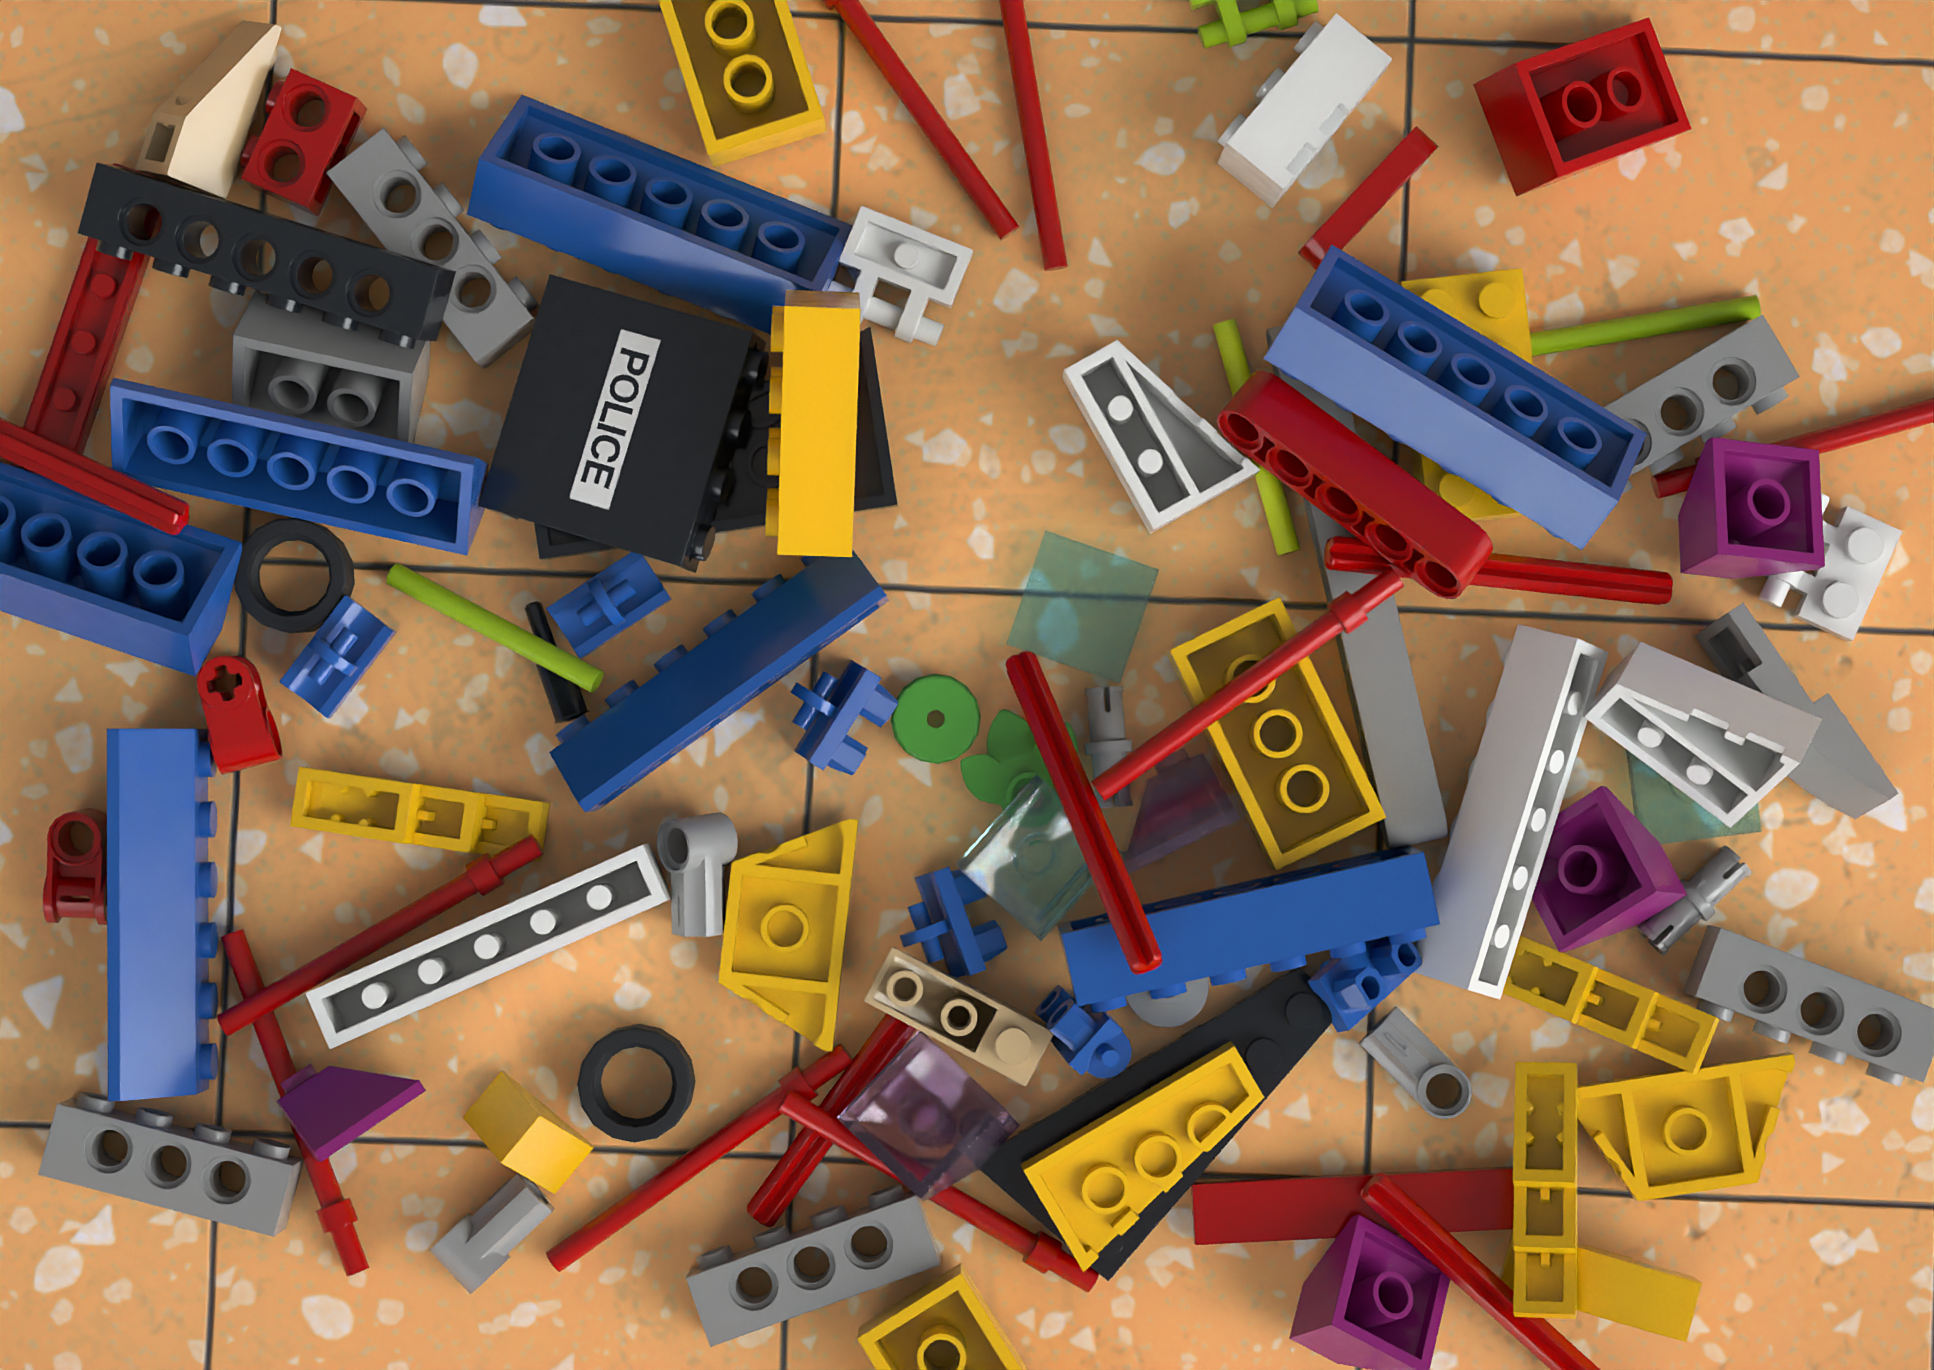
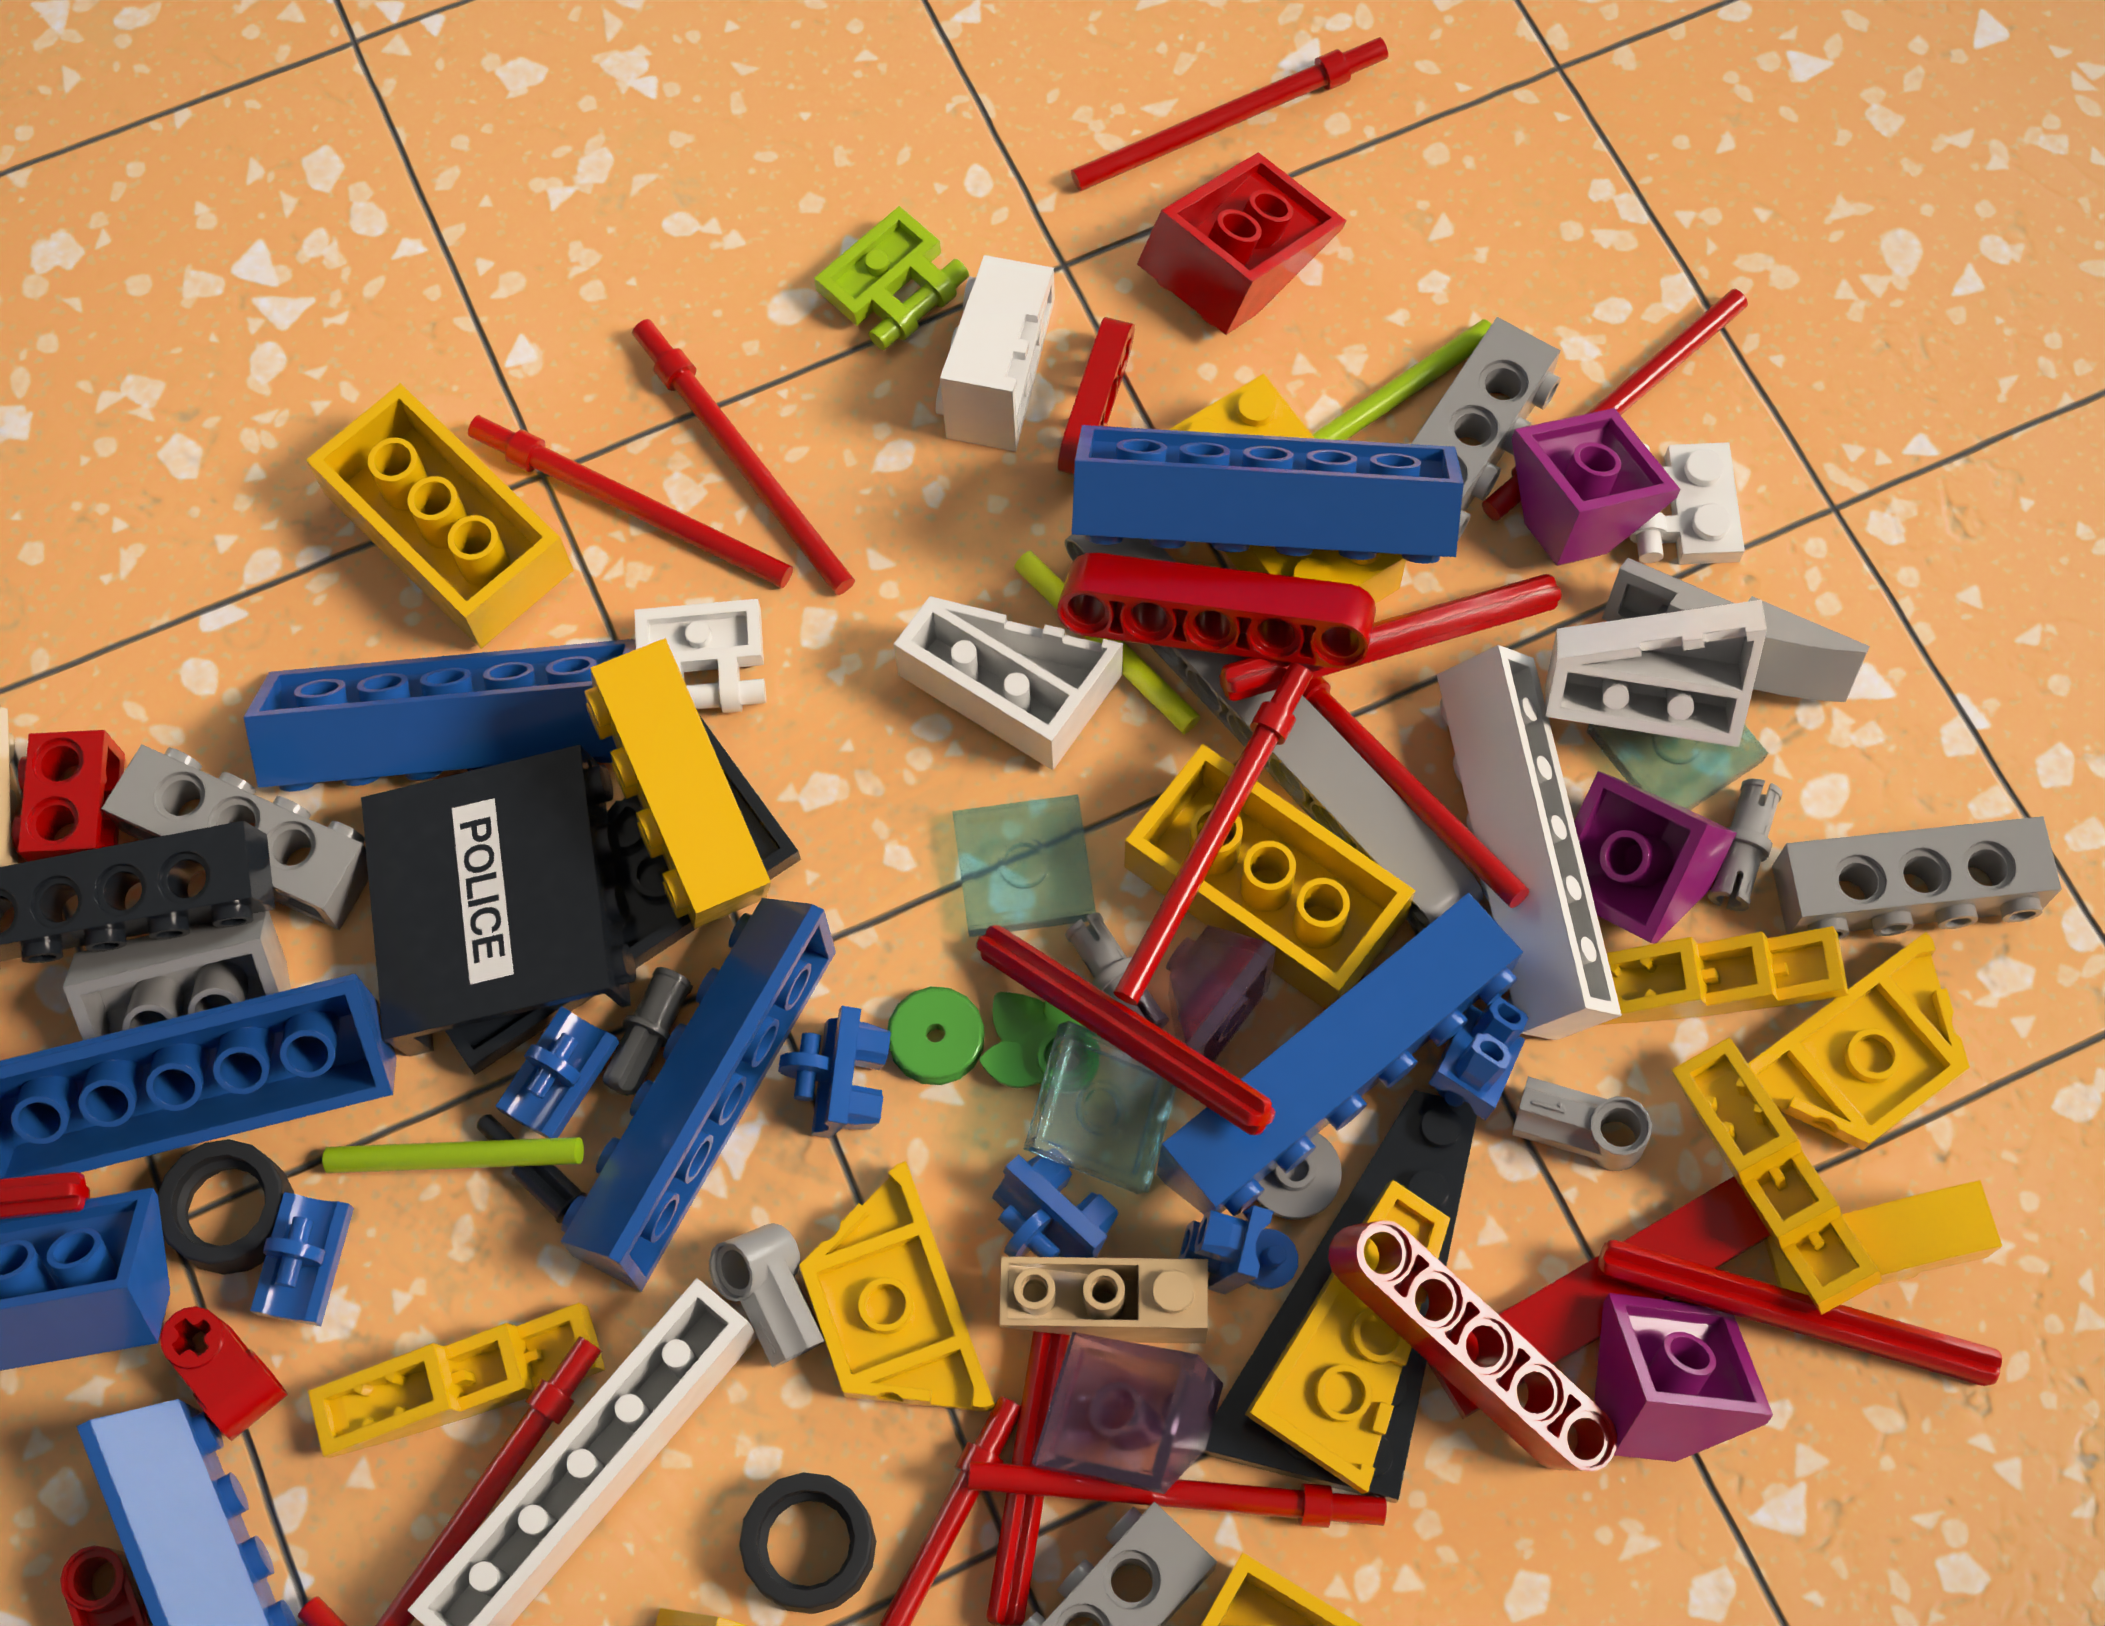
camera: 20 degrees left, 20 degrees down
(698, 598) = (646, 1031): none -> dark grey axle
(1209, 1187) = (1502, 1352): none -> red beam
(1437, 725) = (1417, 796): none -> red bar

